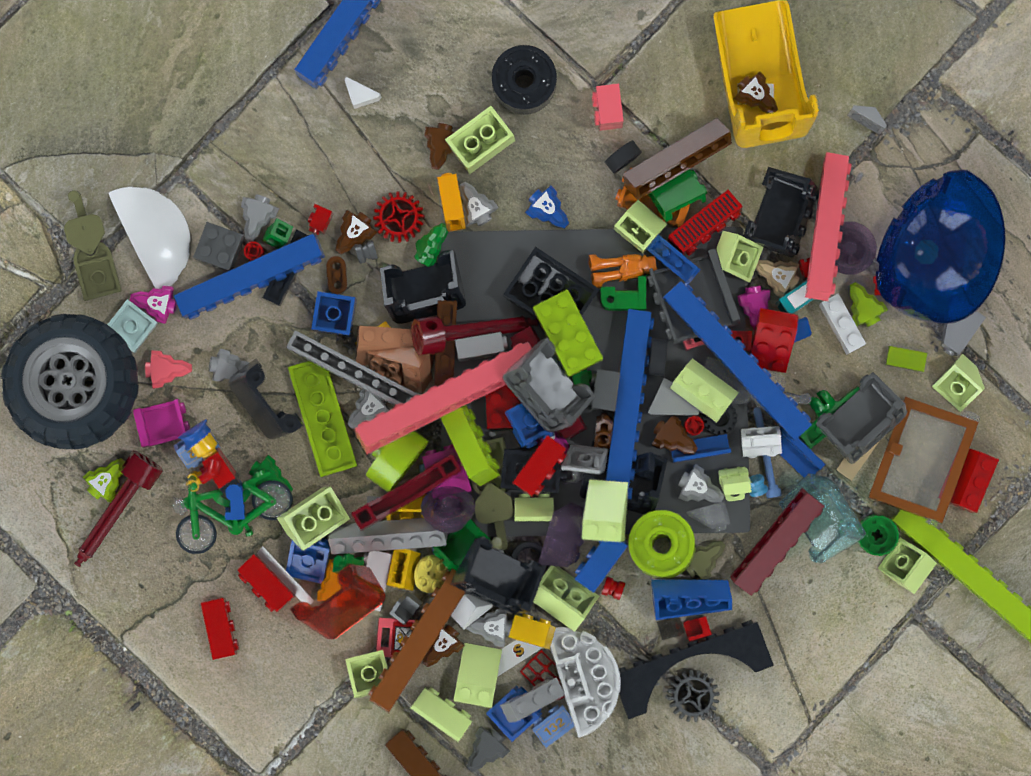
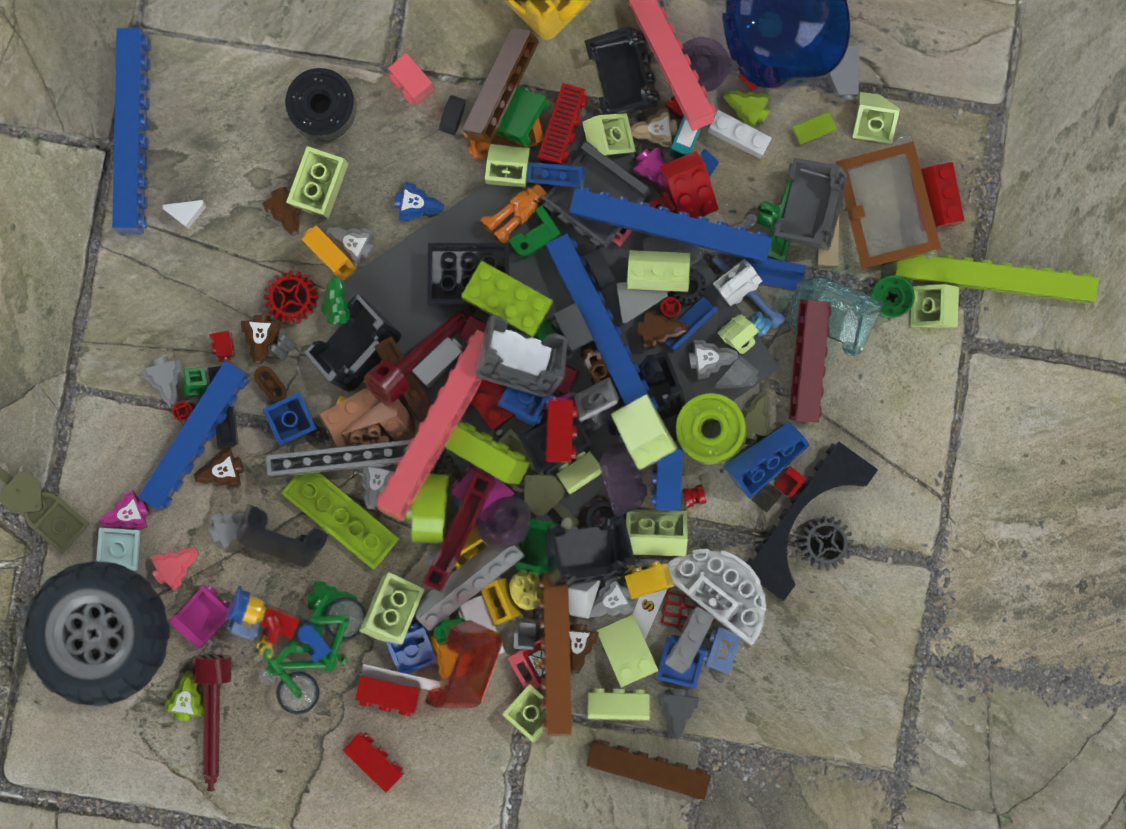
camera: 35 degrees left, 0 degrees up
(155, 231) = (85, 452): white brick -> none
(219, 247) = (149, 428): dark grey brick -> none
(254, 318) = (222, 469): none -> reddish brown rock

